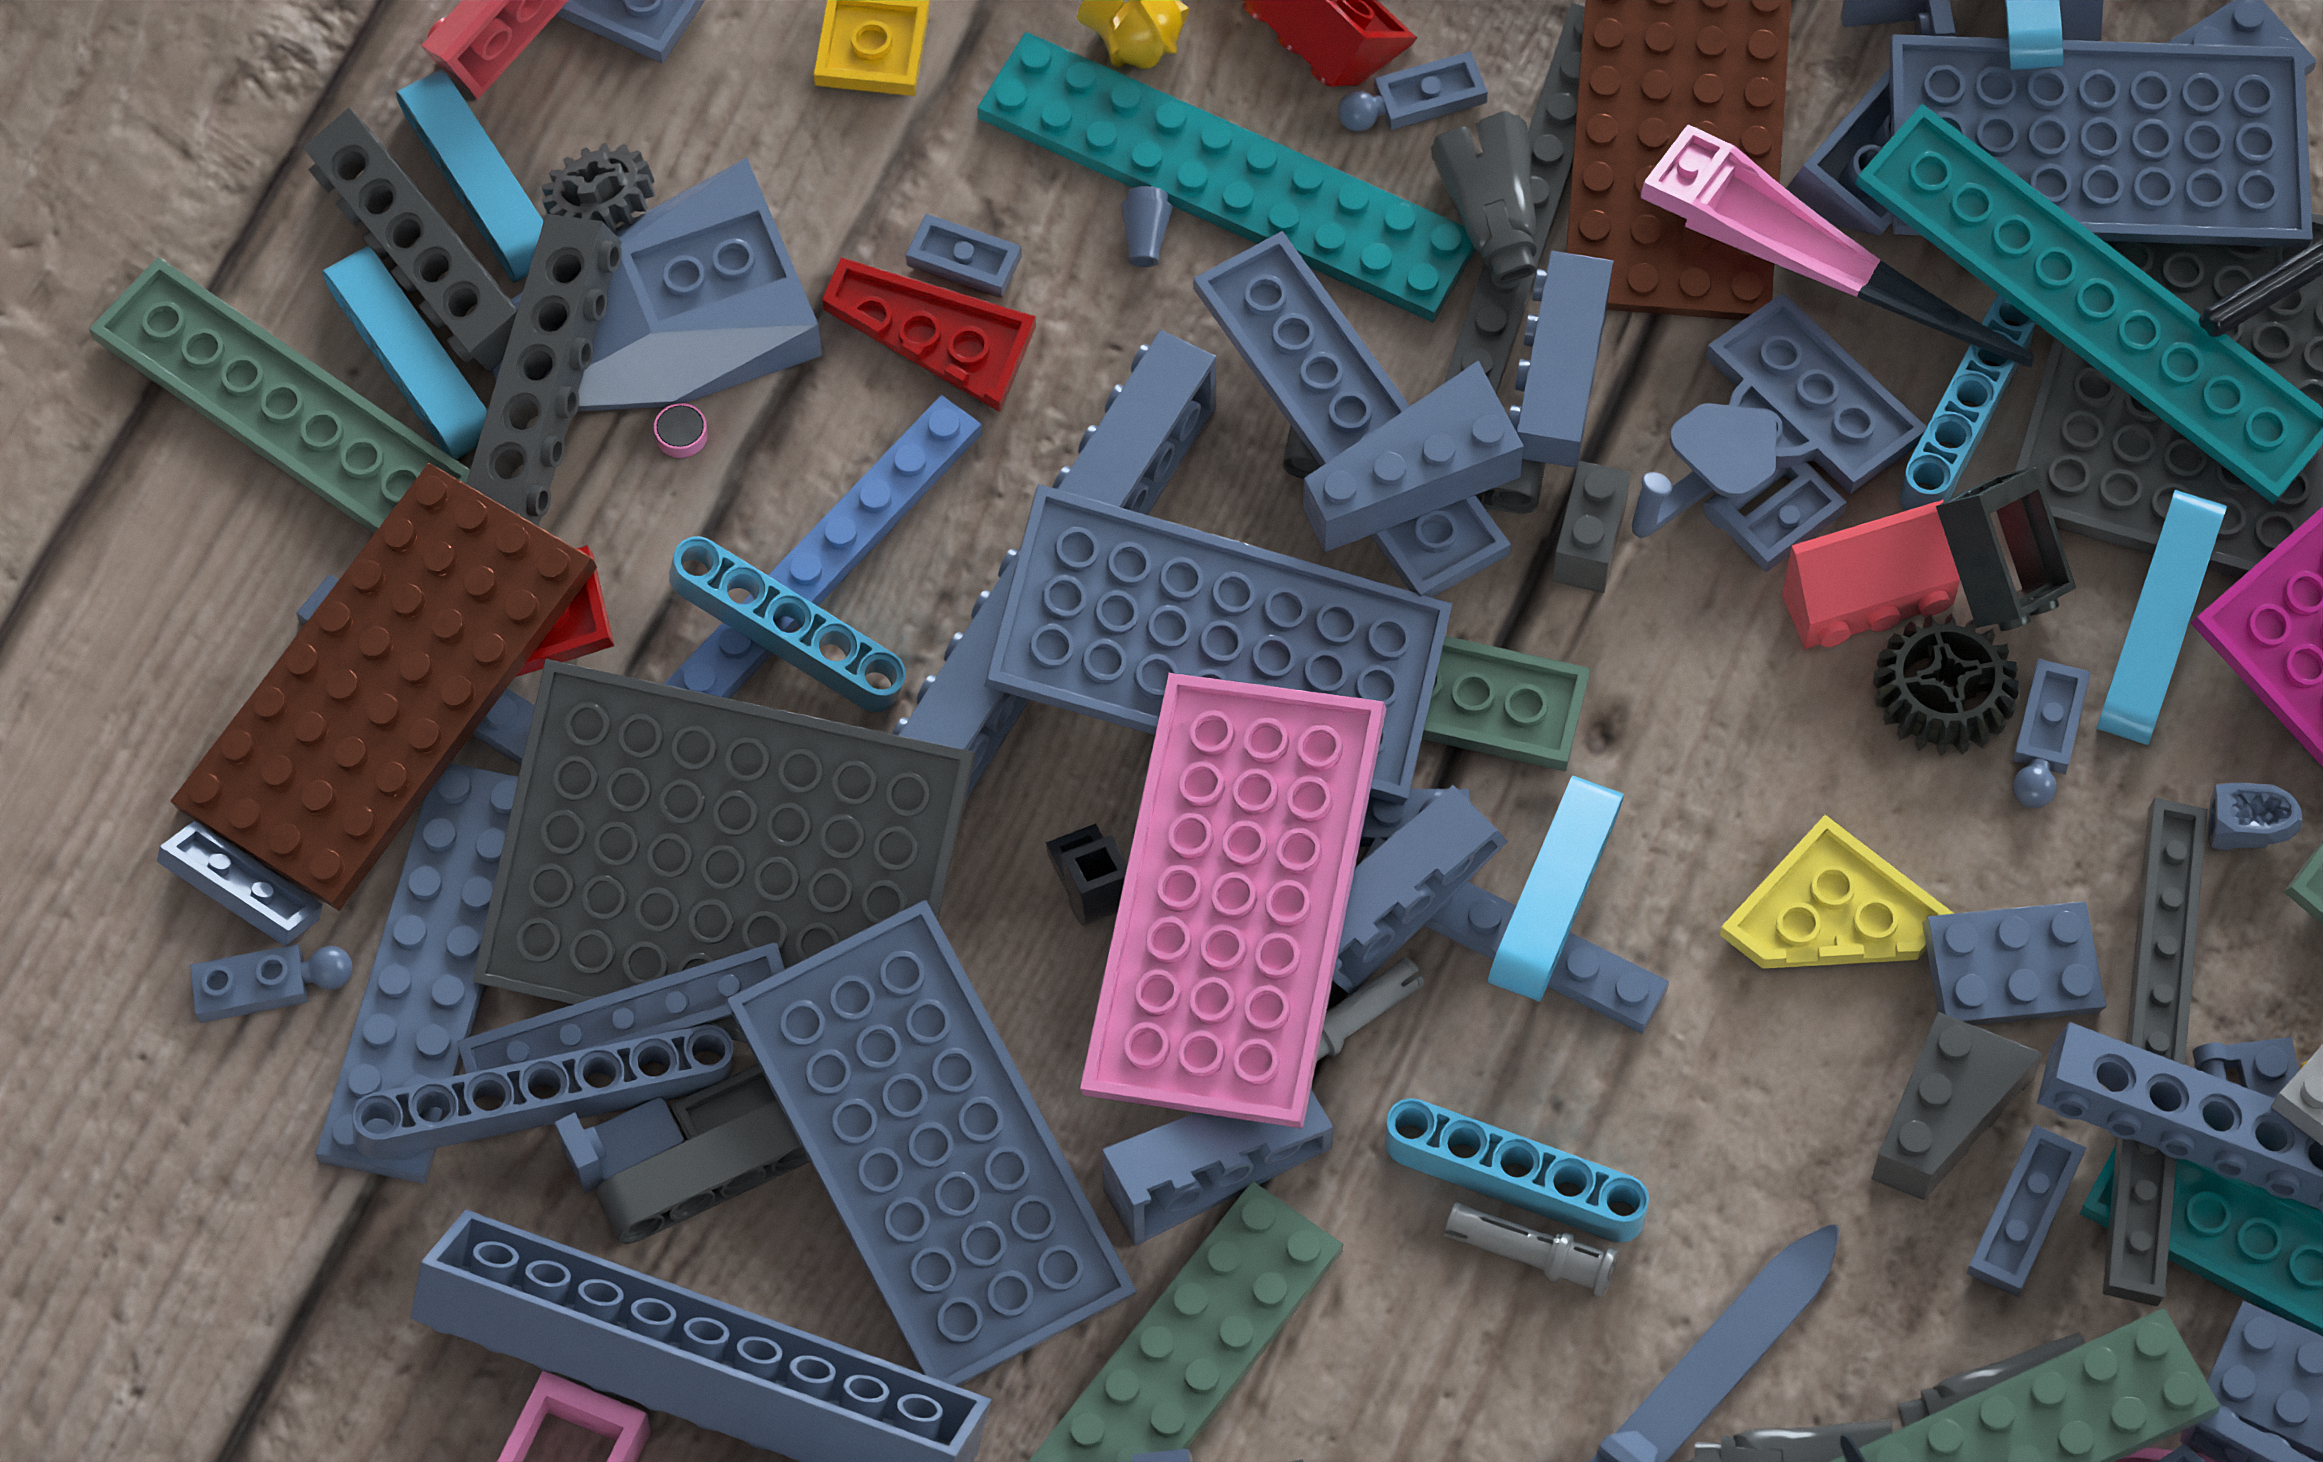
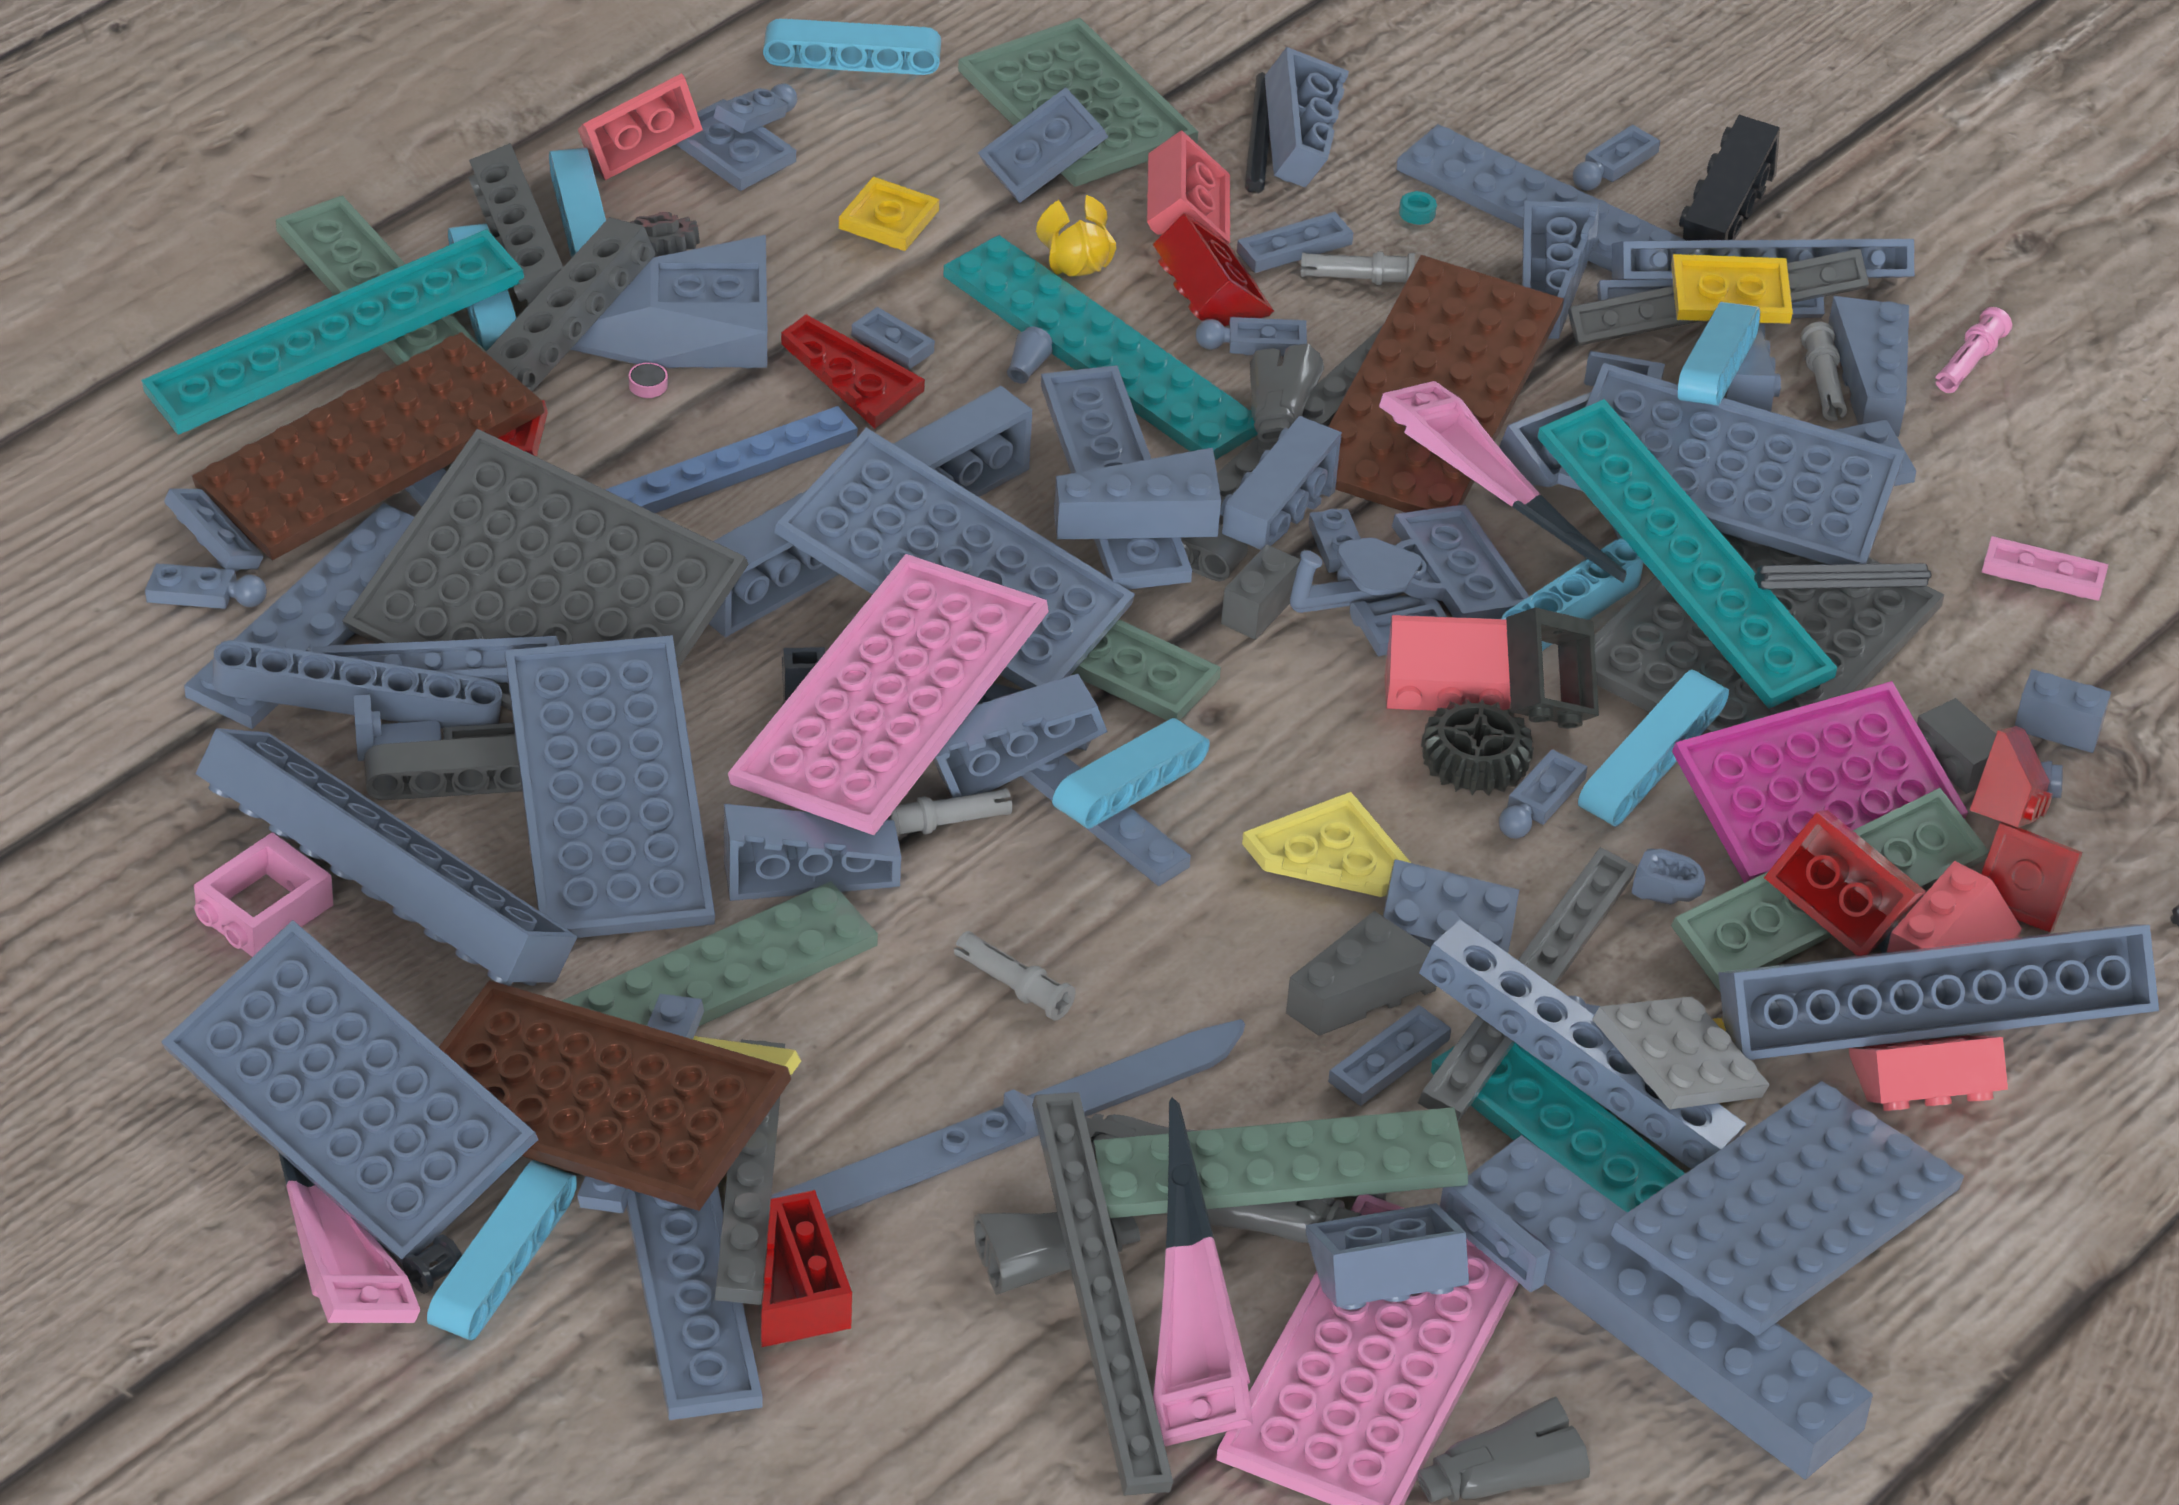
camera: 15 degrees right, 20 degrees down
(252, 505) = (332, 331): none -> teal plate
(777, 600) = (654, 475): medium azure beam -> none
(1532, 1192) = (1024, 926): medium azure beam -> none
(1644, 401) = (1329, 531): none -> sand blue plate

